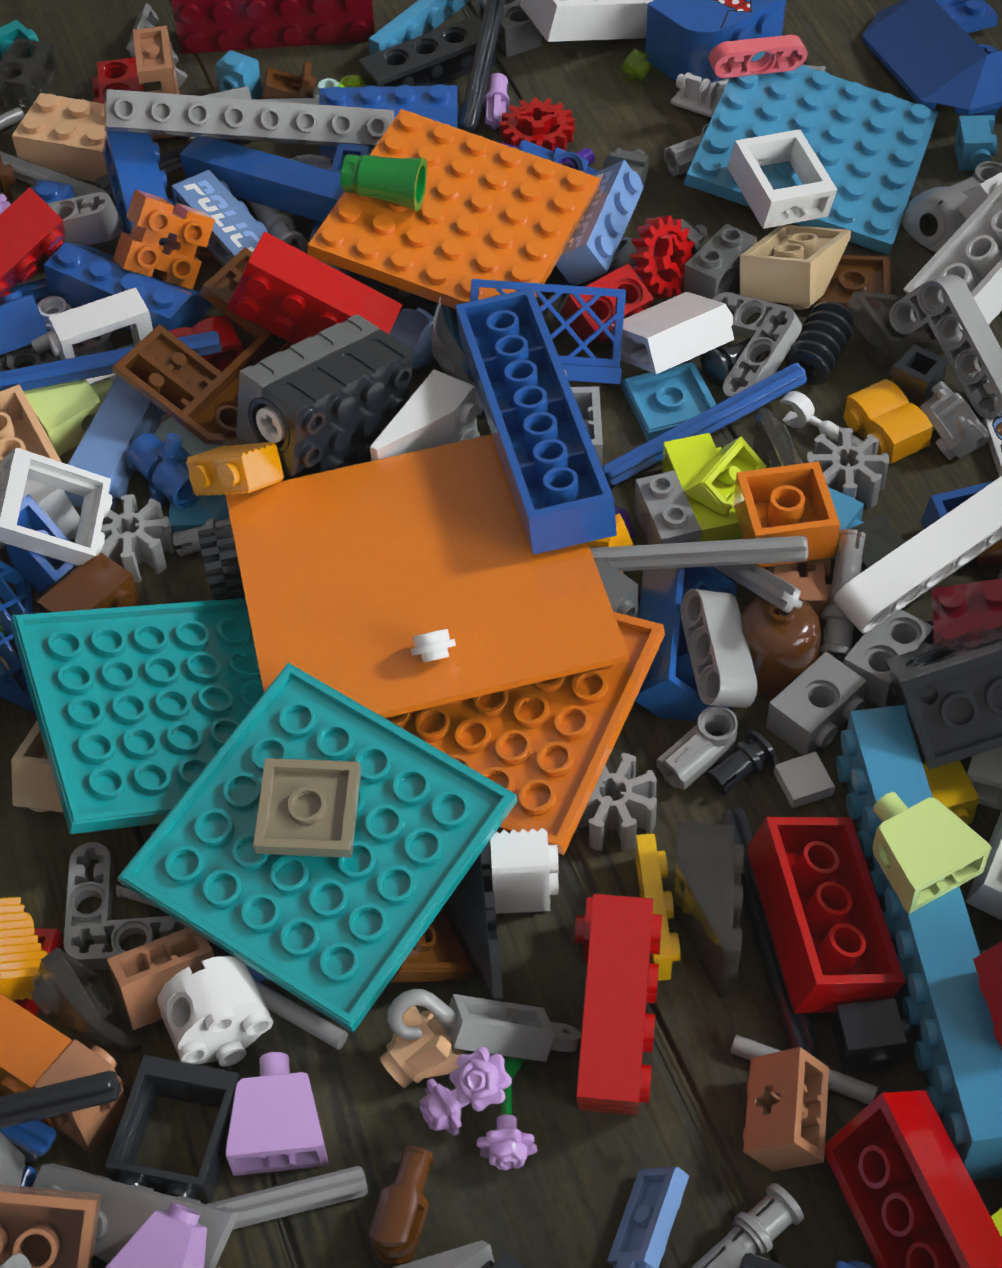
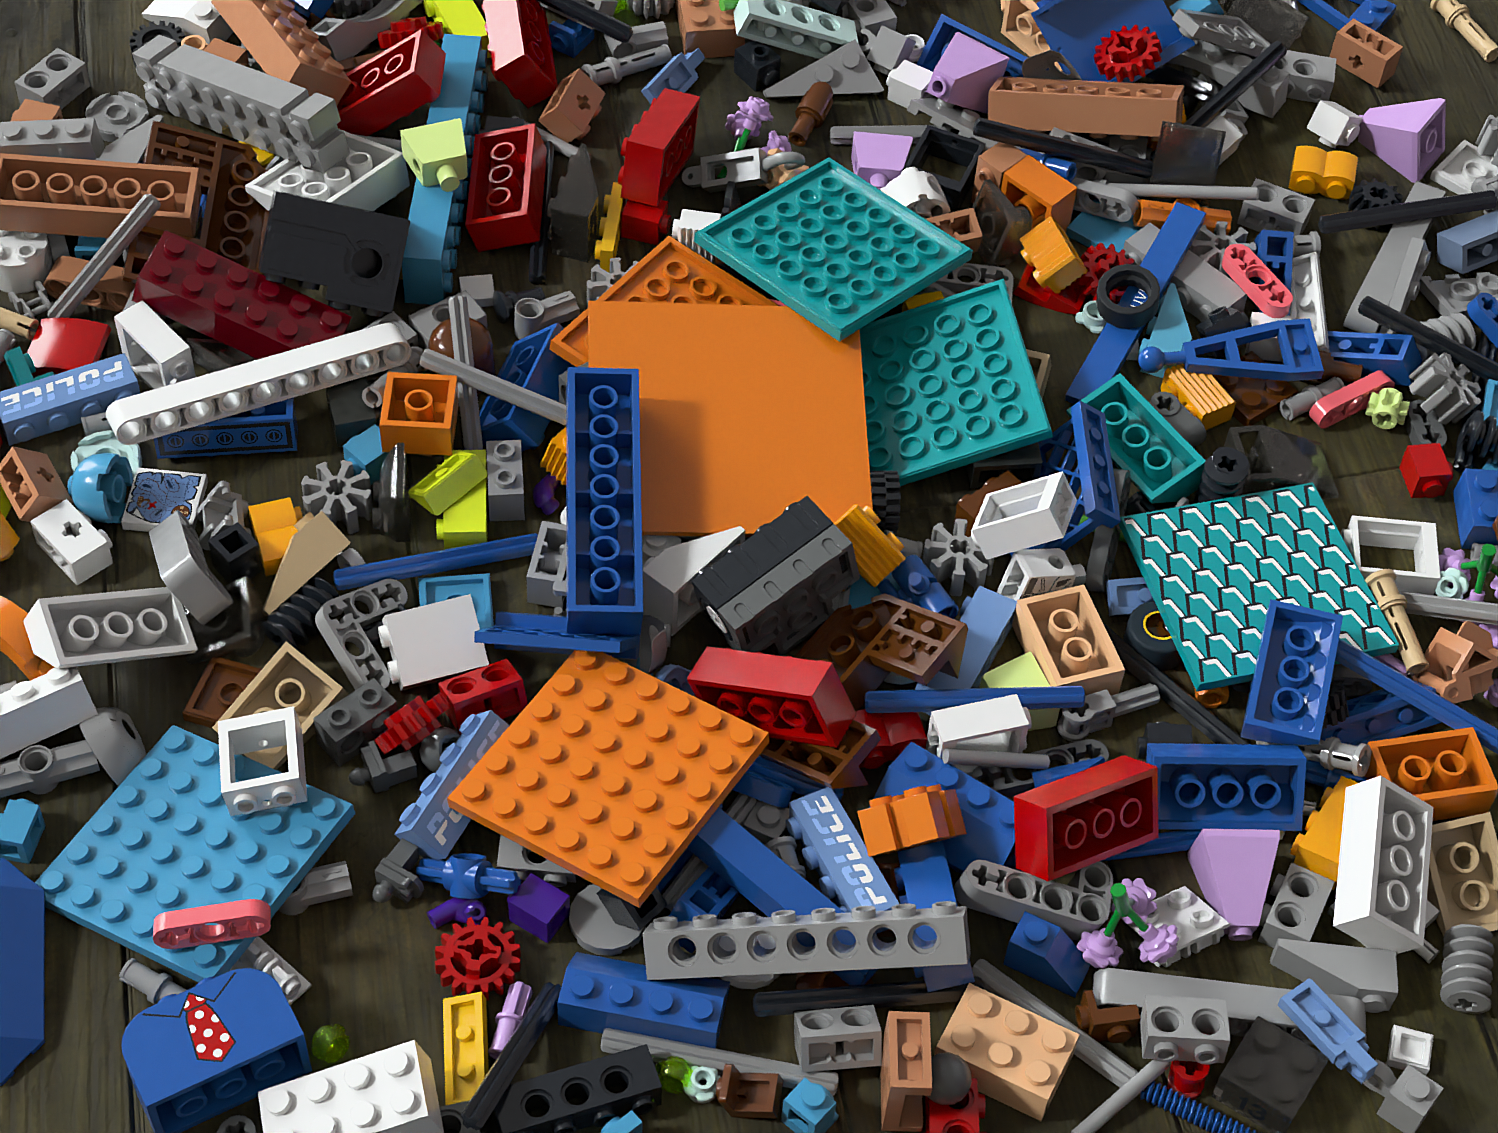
camera: 175 degrees left, 0 degrees up
(122, 75) = (949, 1078): none -> dark grey piece
(307, 808) = (839, 239): dark tan plate -> none
(386, 178) = (677, 761): green plant -> none
(432, 645) = (733, 338): white plate -> none
(523, 70) = (464, 1046): none -> yellow plate
(718, 649) = (511, 341): light grey beam -> none
(836, 378) = (305, 555): none -> tan slope

